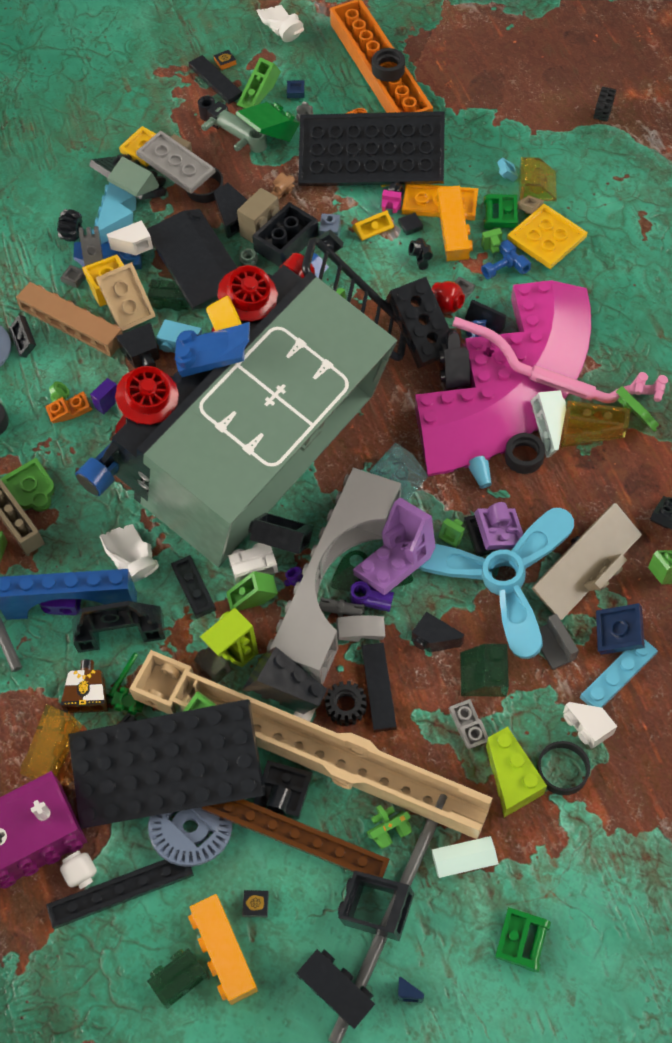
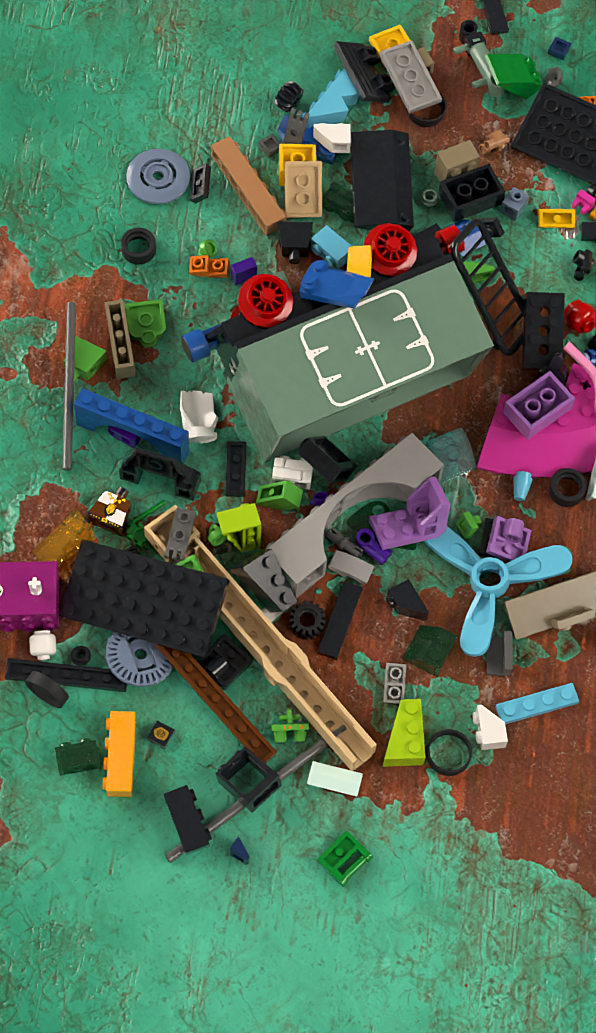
camera: 20 degrees right, 5 degrees up
(106, 918) = (46, 689): none -> black tyre
(124, 853) = (80, 650): none -> black plate
(132, 178) = (362, 78): sand green slope -> none
(171, 677) = (180, 533): none -> dark grey hinge
(210, 661) = (215, 536): none -> bright green tile
(228, 201) = (438, 139): black slope -> none
(259, 84) = (527, 29): bright green slope -> none
(459, 386) = (538, 405): none -> medium lavender brick
(620, 629) = (557, 669): dark blue plate -> none

